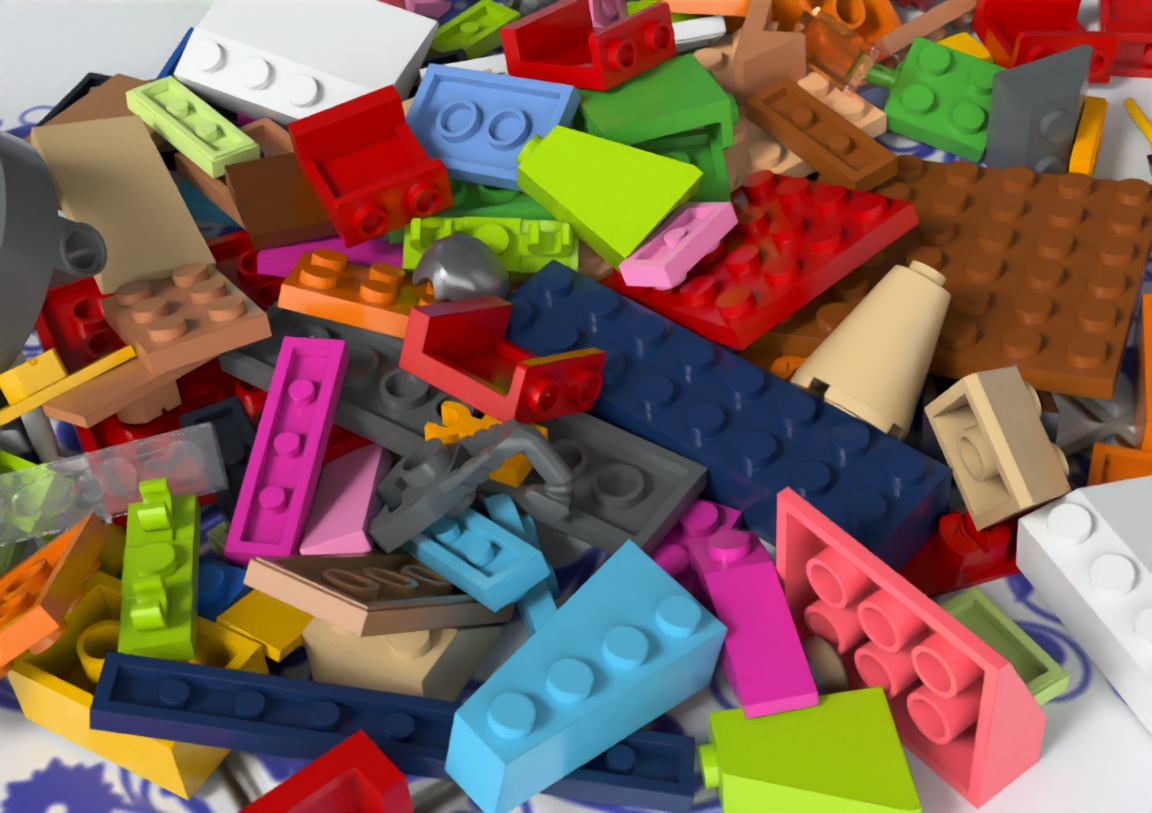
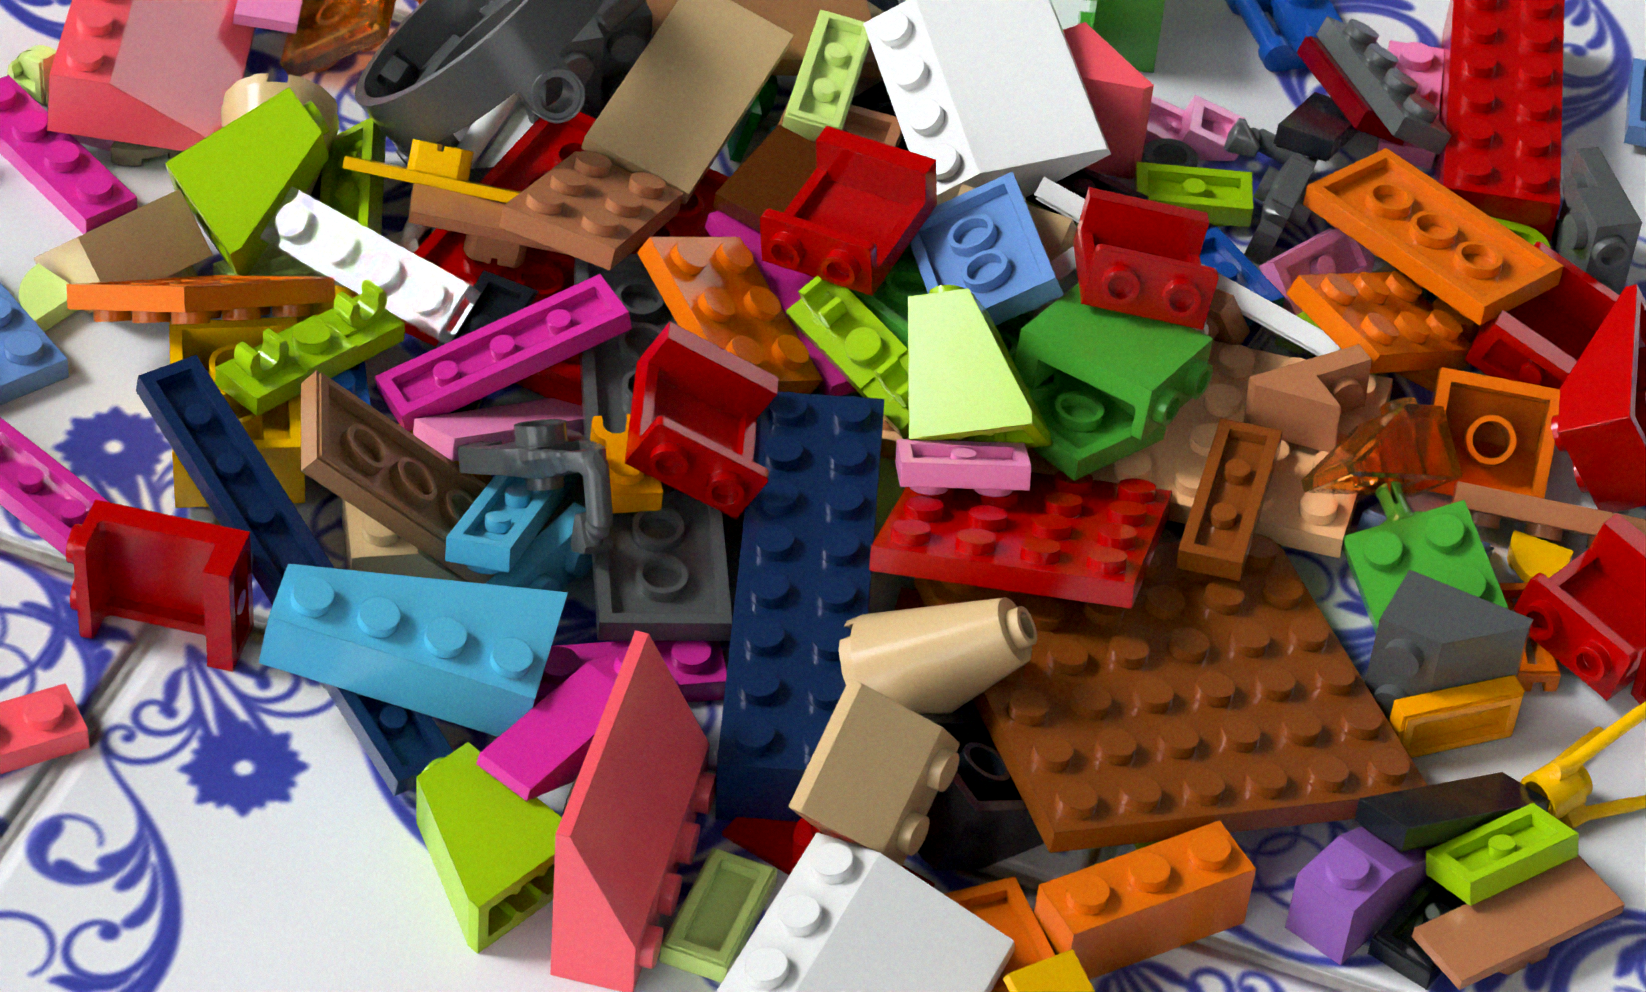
camera: 45 degrees right, 0 degrees up
(462, 269) = (796, 347): flat silver hair -> none

